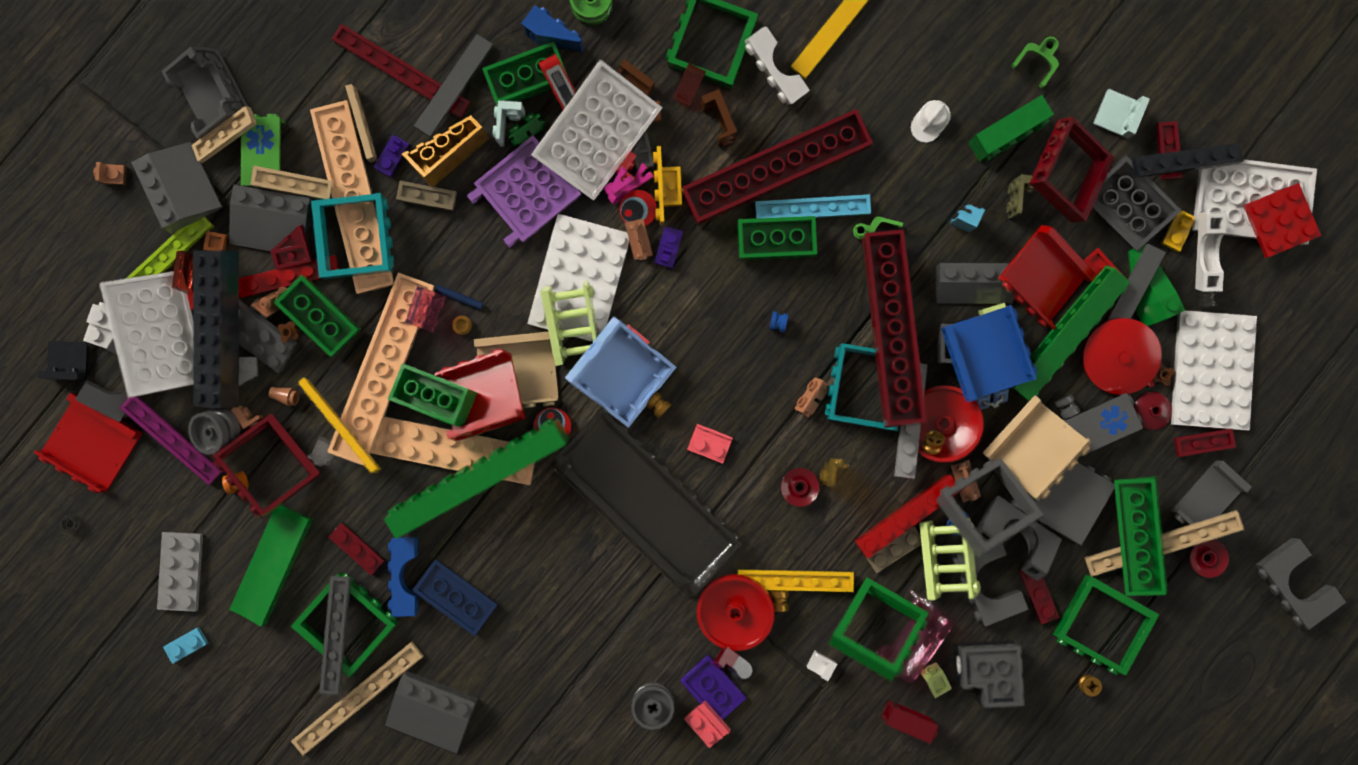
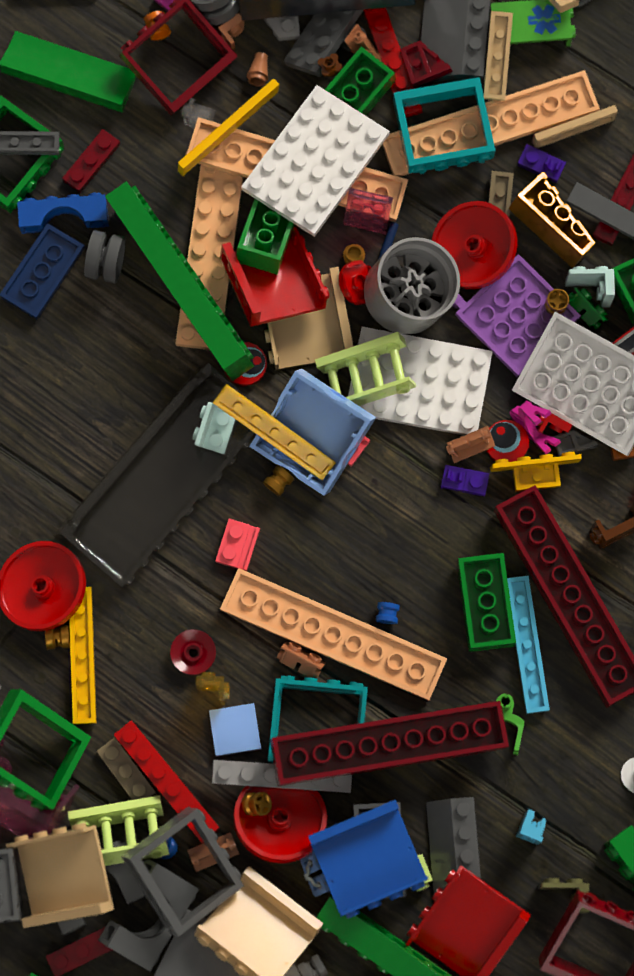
camera: 90 degrees right, 10 degrees down
(377, 351) = (315, 160): none -> white plate
(447, 542) = (105, 256): none -> dark grey wheel
(463, 220) = (479, 241): none -> red dish
(488, 323) = (352, 281): none -> red tile
(495, 248) = (418, 254): none -> light grey wheel
(518, 151) = (557, 297): none -> pearl gold wheel
(609, 454) = (214, 429): none -> light aqua bracket
(619, 405) = (274, 432): none -> yellow tile
(792, 368) = (333, 634): none -> light nougat plate
(866, 456) = (235, 729): none -> light blue tile
(987, 606) = (63, 874): none -> tan panel

